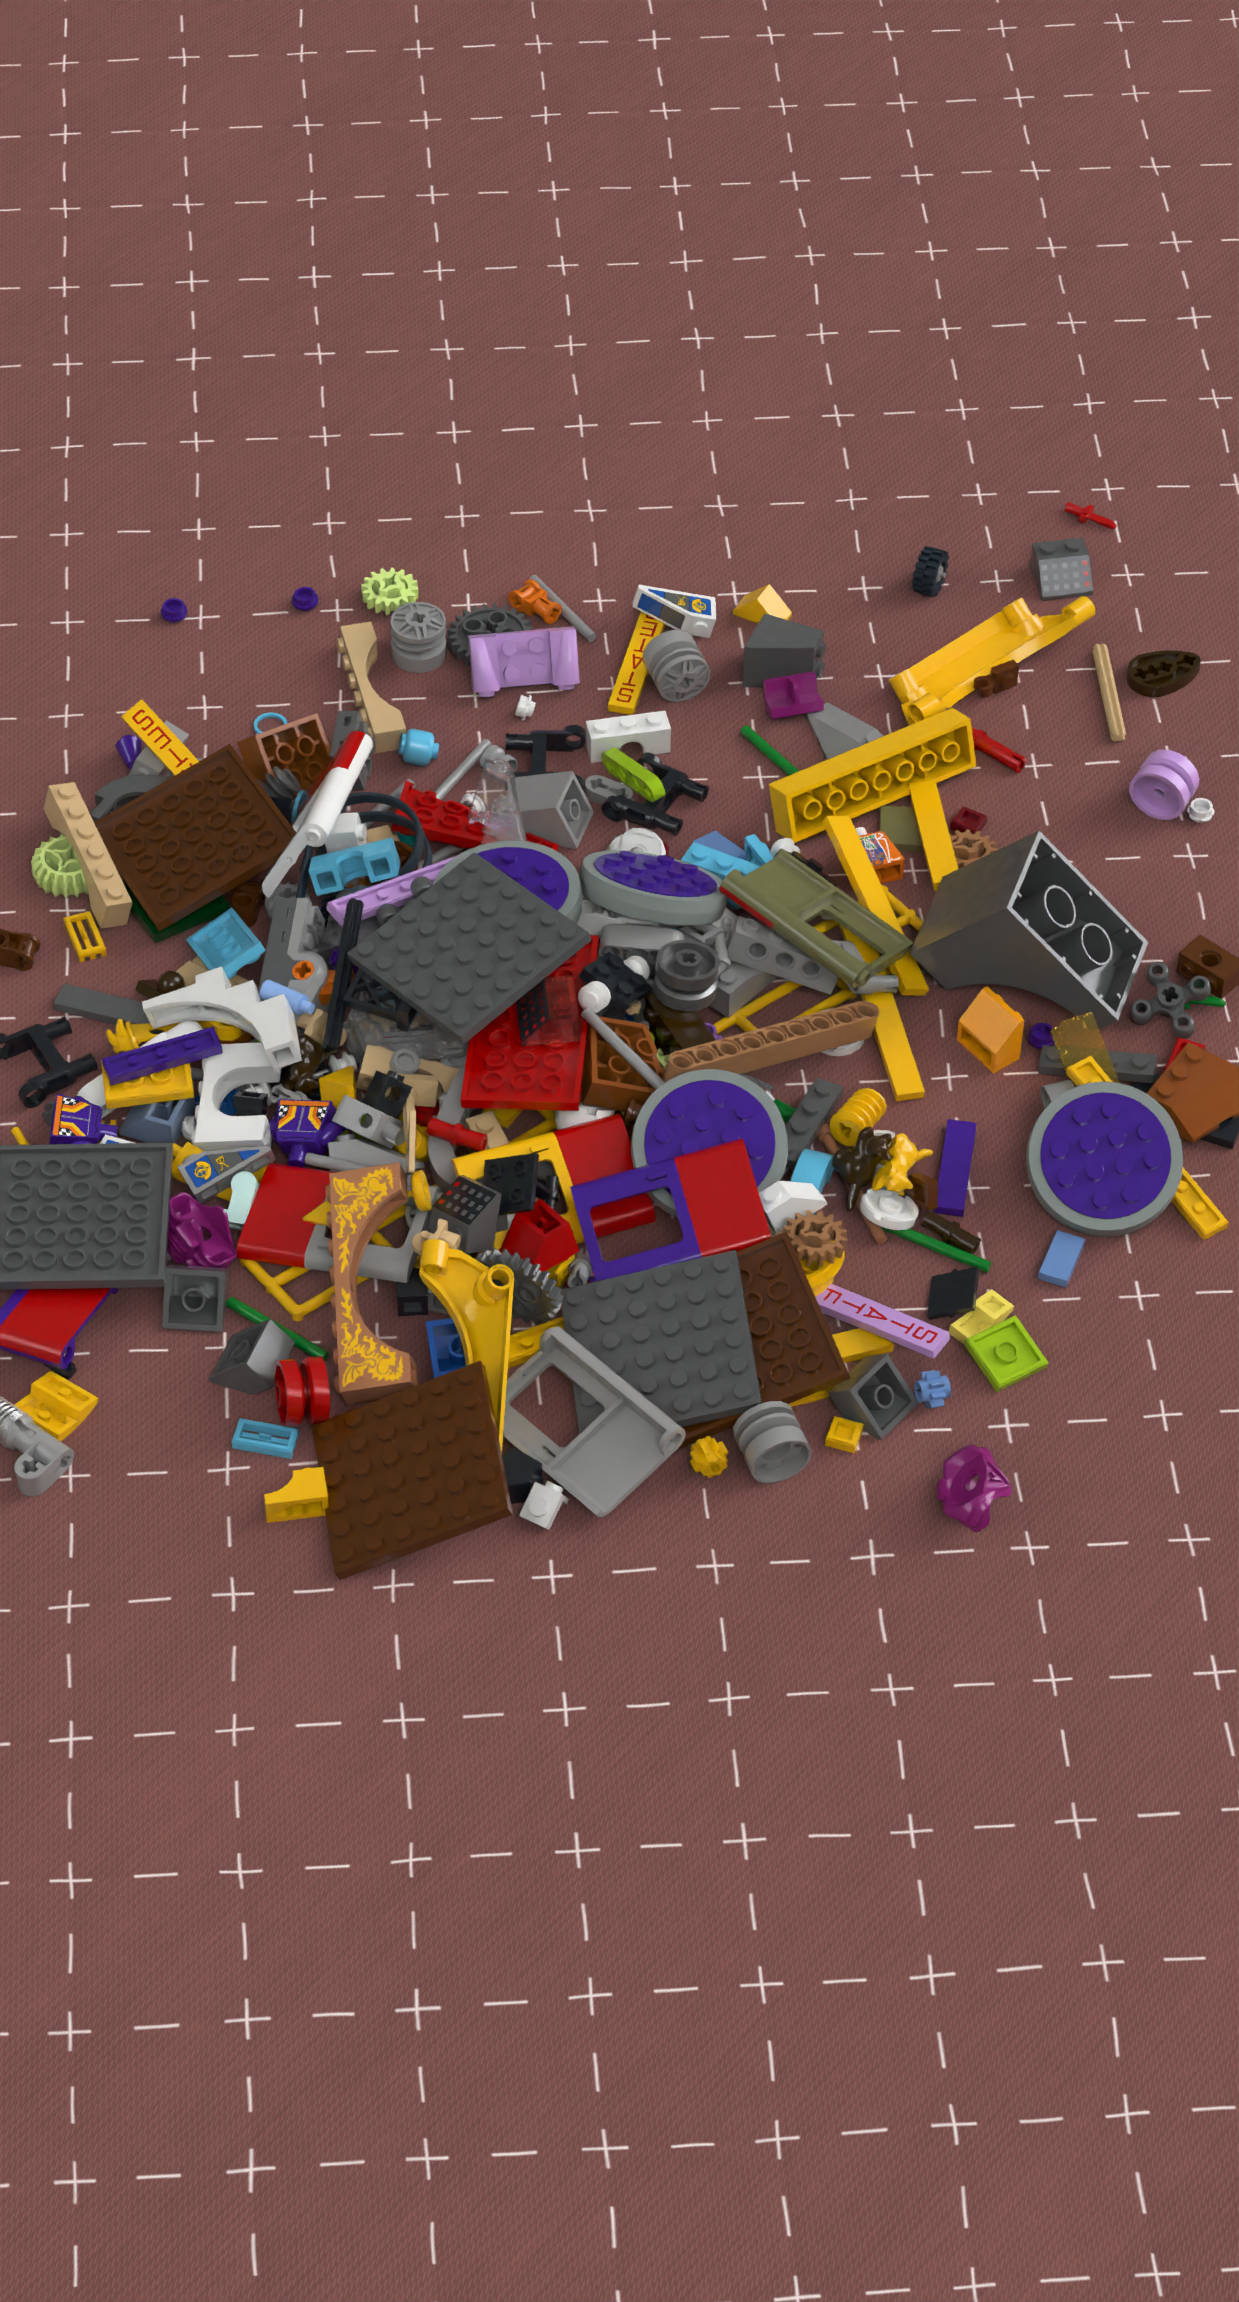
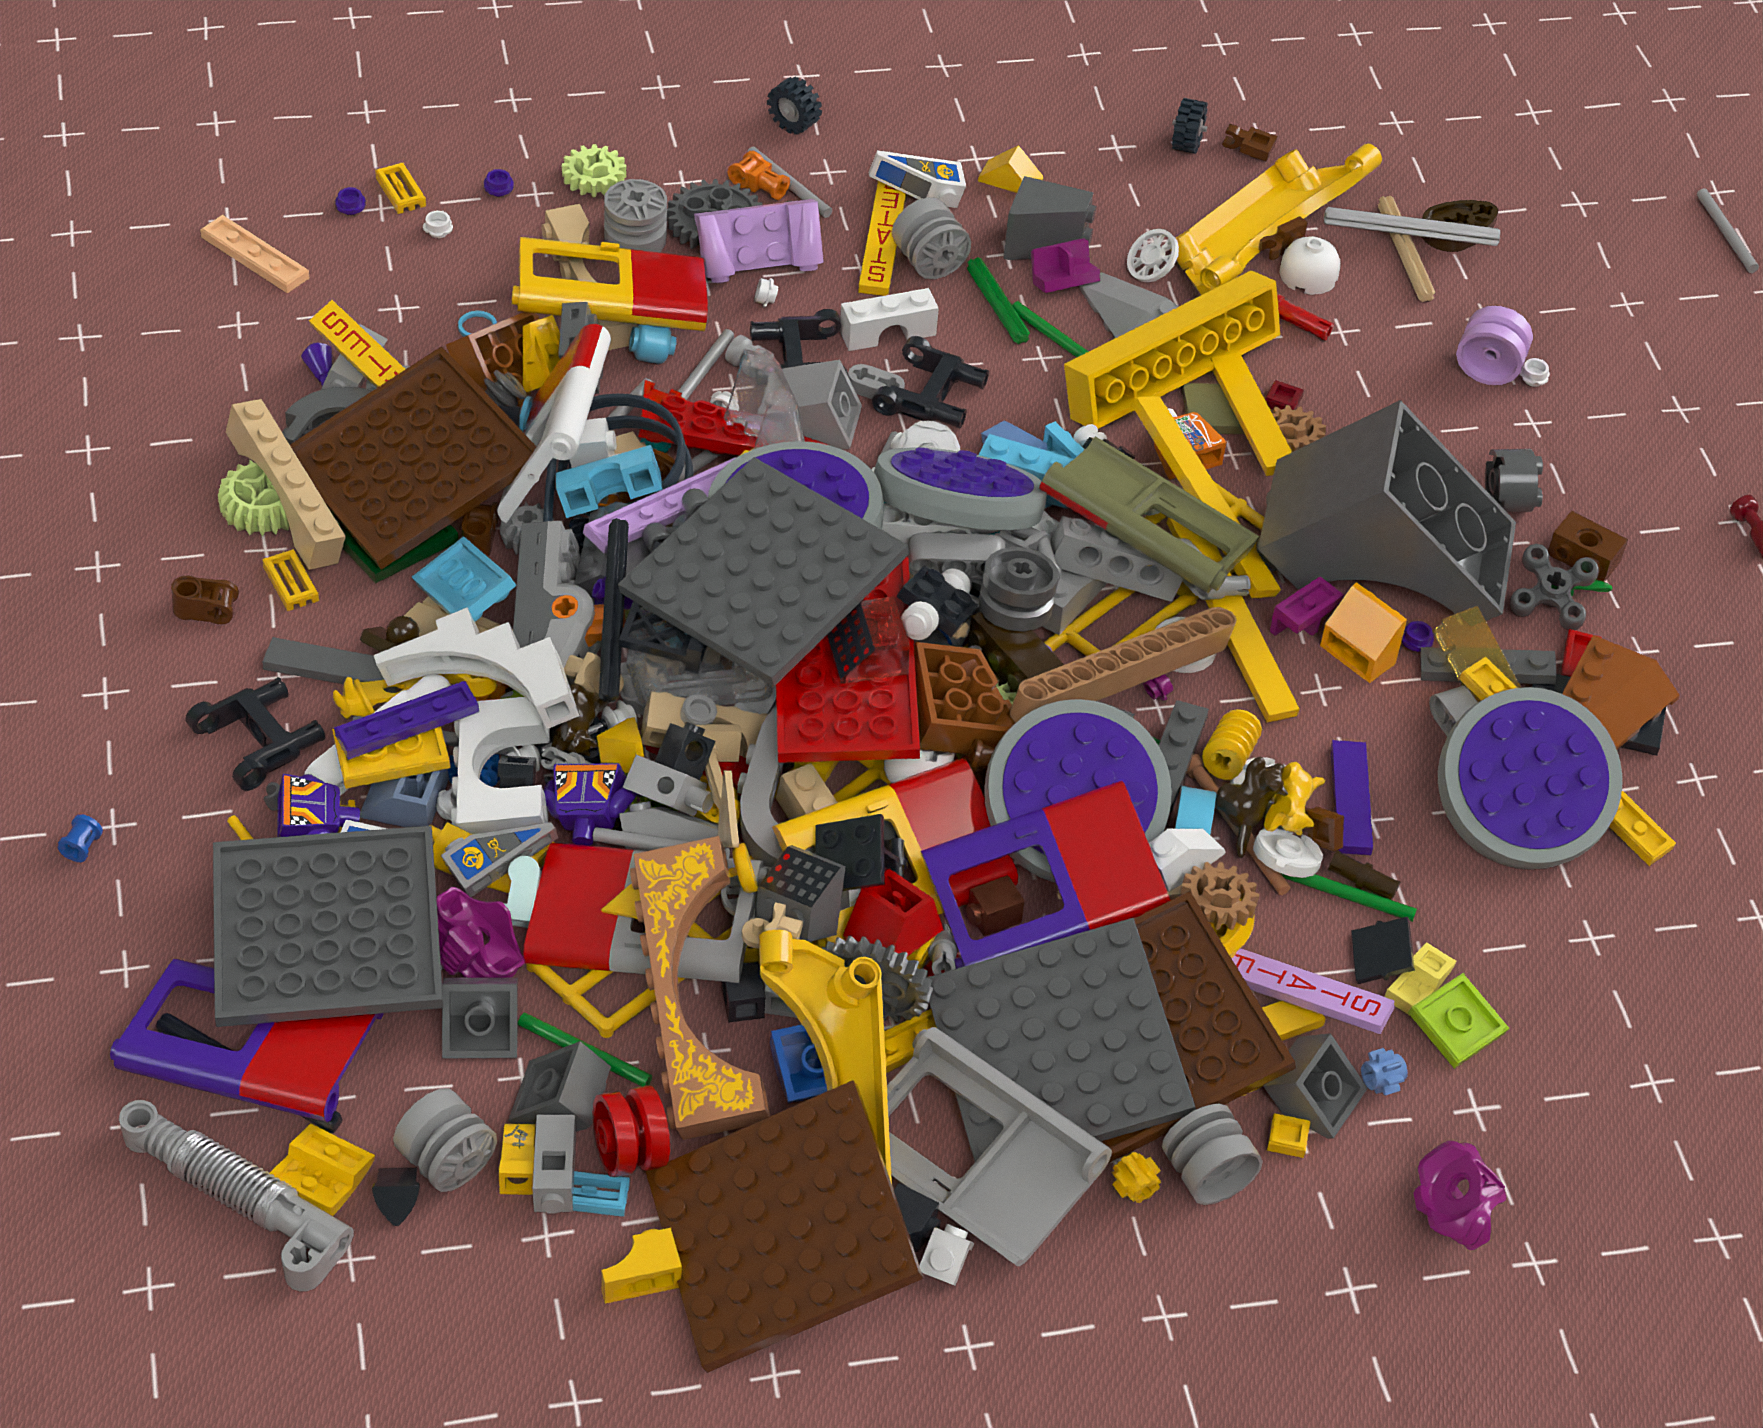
camera: 10 degrees left, 0 degrees up
(86, 653) = (254, 253): none -> light nougat tile
(111, 1427) = (396, 1192): none -> black tile
(153, 1388) = (444, 1139): none -> light grey wheel
(211, 1408) = (517, 1158): none -> yellow leg
(223, 612) = (398, 204): none -> yellow tile
(239, 1412) = (554, 1163): none -> light grey brick
(247, 634) = (438, 224): none -> white plate
(298, 1002) = (565, 645): light blue cylinder -> none
(316, 751) = (539, 351): none -> yellow wing
(421, 702) = (651, 287): none -> piece
(456, 1134) = (775, 795): red pin -> none
(575, 539) = (794, 105): none -> black wheel
(622, 1048) = (962, 682): light grey bar -> none
(631, 1235) = (995, 905): none -> copper brick
(633, 774) = (904, 361): lime beam -> none
(730, 723) = (998, 300): none -> green axle
(806, 1066) = (1158, 687): none -> magenta plate
(874, 689) = (1152, 255): none -> white wheel
(944, 1006) = (1306, 608): none -> magenta panel
(987, 589) = (1252, 142): none -> reddish brown plate
(1017, 704) = (1310, 265): none -> white cylinder
(1061, 569) = (1328, 118): slope -> none
(1061, 1258) = (1495, 899): medium blue tile -> none
(1087, 513) = (1340, 60): red piece -> none
(1115, 673) = (1412, 226): none -> light grey axle
(1153, 905) = (1514, 479): none -> dark grey brick

